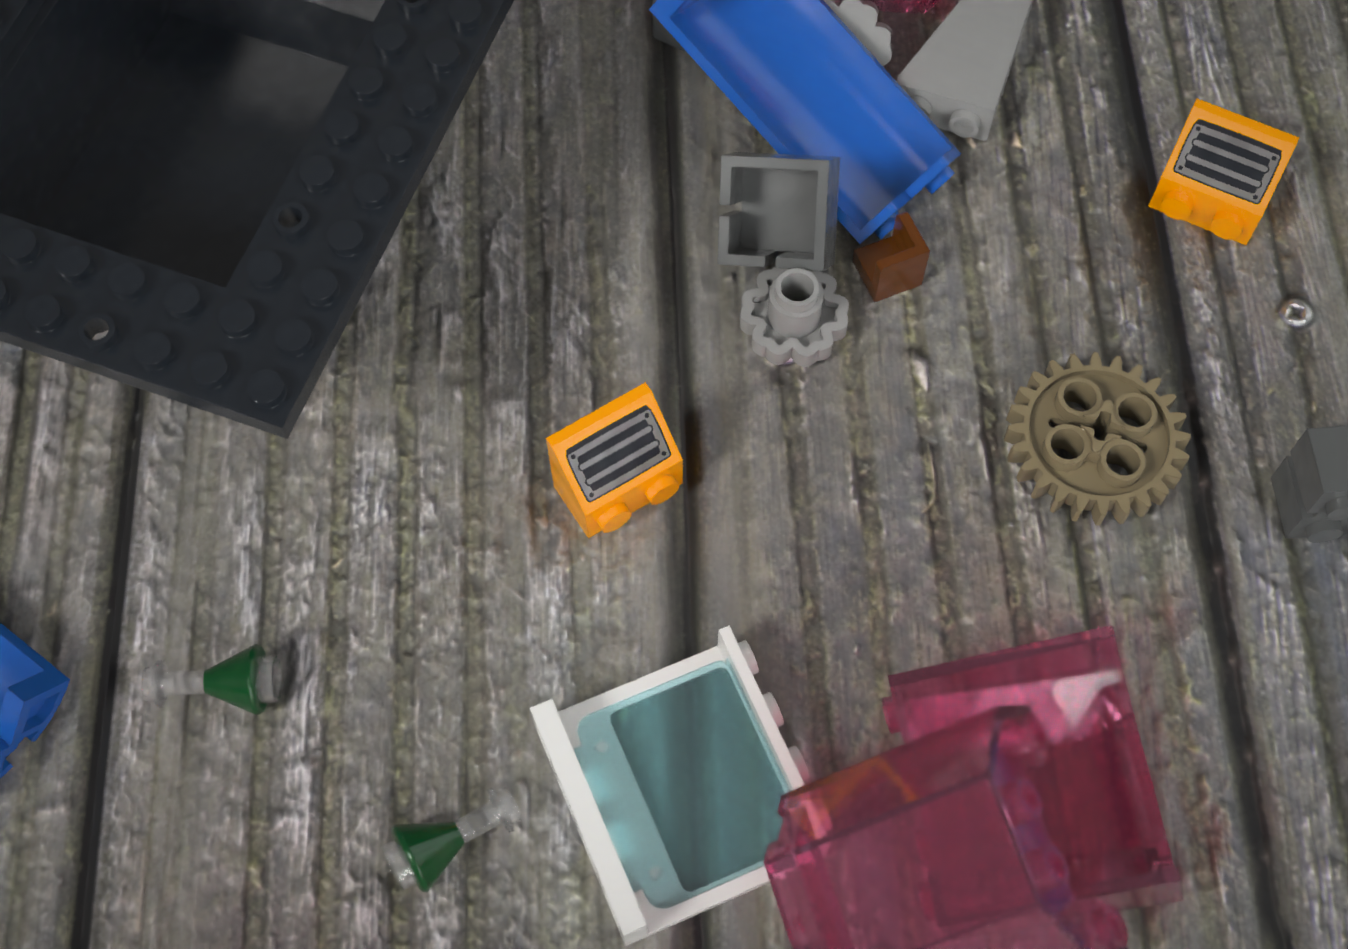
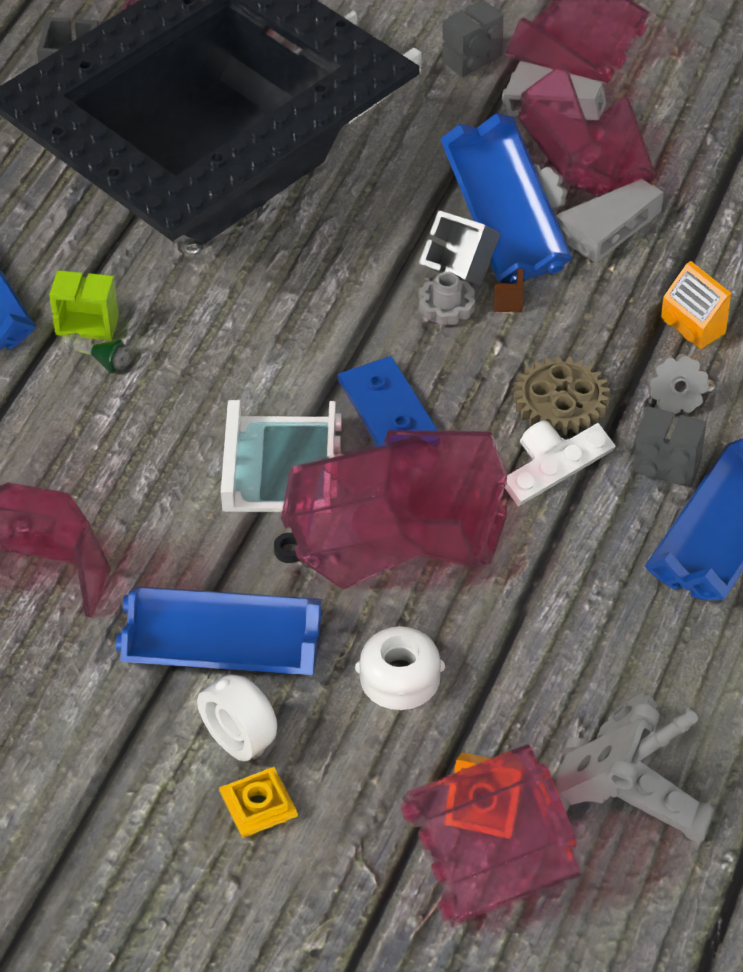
camera: 25 degrees right, 15 degrees down
(145, 598) = (84, 305): none -> lime piece
(425, 849) = (154, 440): piece -> none
(615, 461) = (321, 323): slope -> none
(813, 583) = (384, 399): none -> blue plate
(1160, 575) = (554, 458): none -> white plate
(1282, 340) = (687, 392): none -> light grey plant

